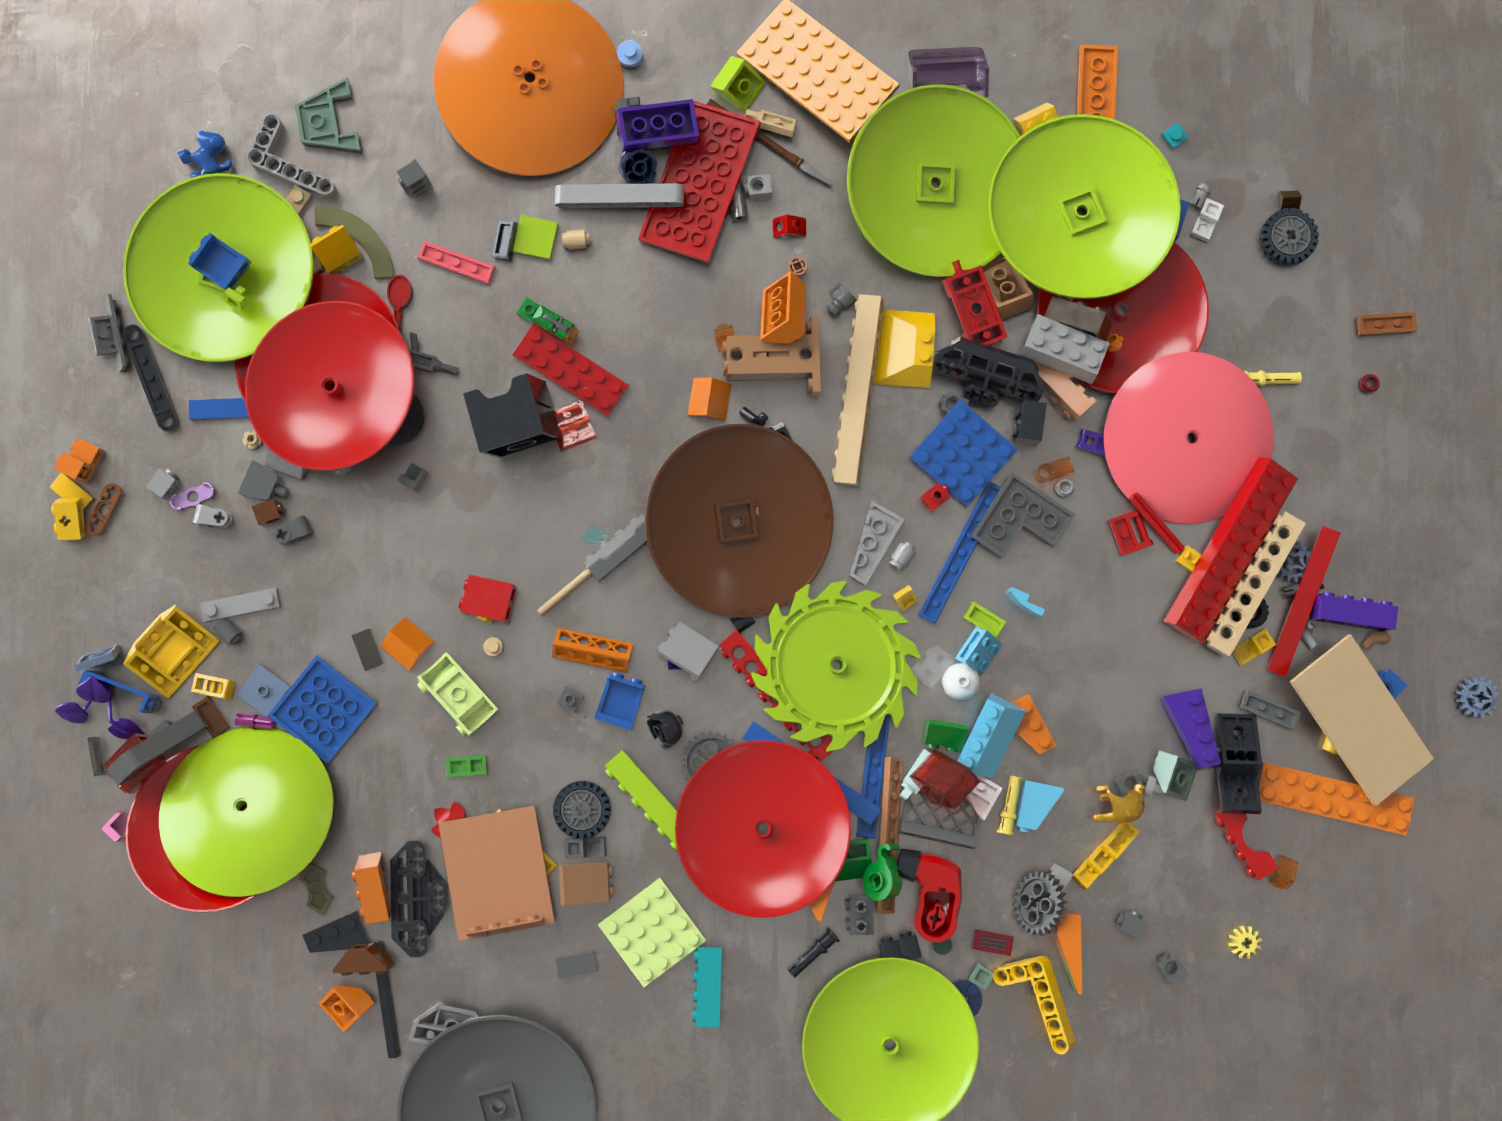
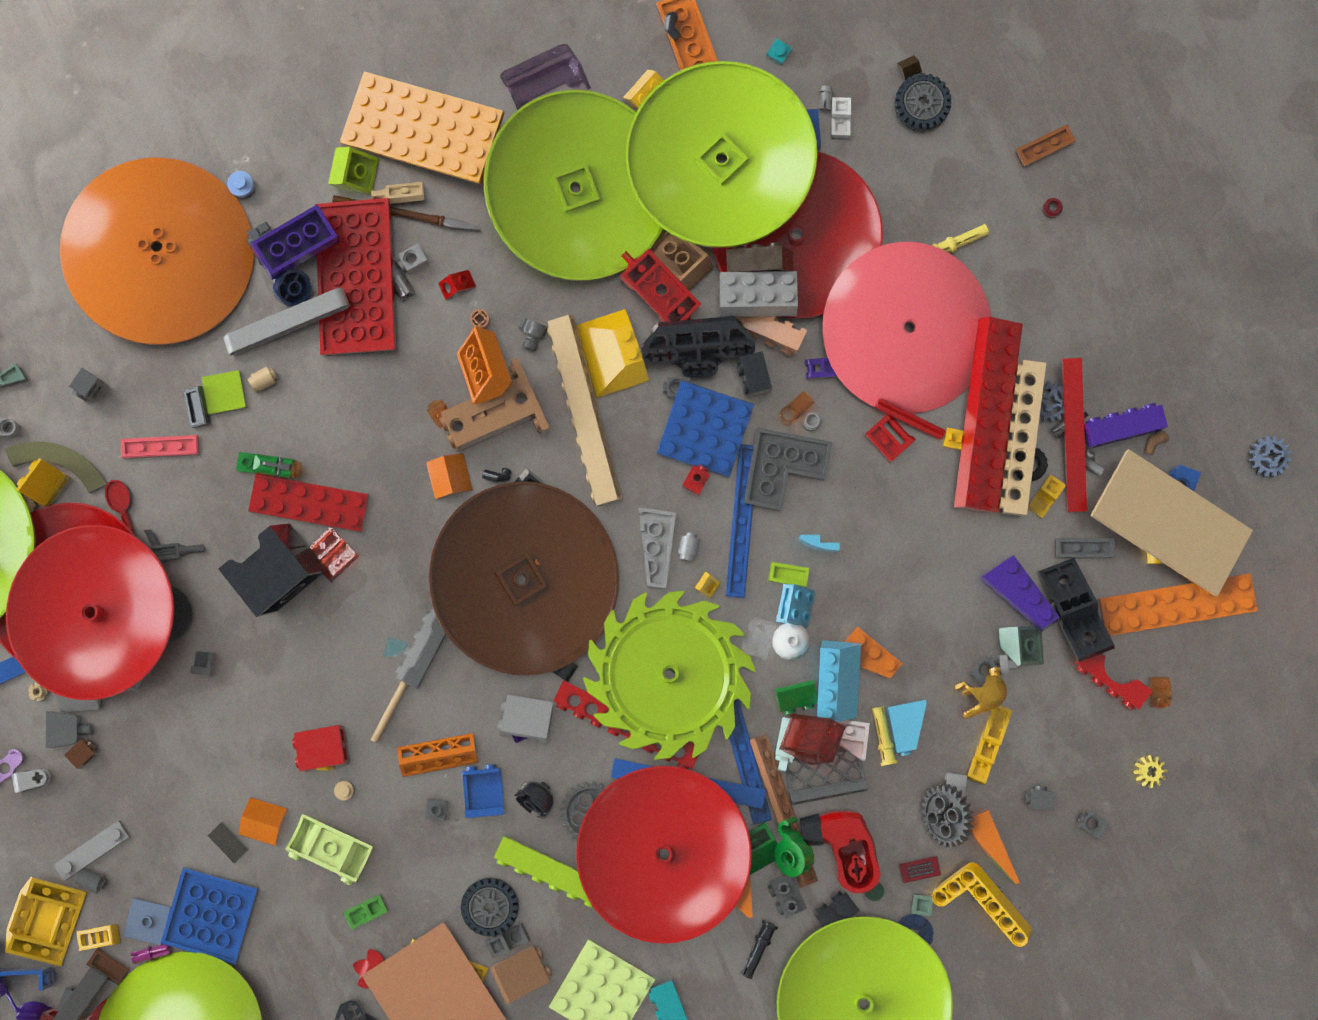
camera: 20 degrees left, 0 degrees up
(295, 530) = (114, 759): dark grey piece -> none
(1084, 69) = (669, 25): none -> black arm
(1115, 342) = (802, 268): orange plate -> none

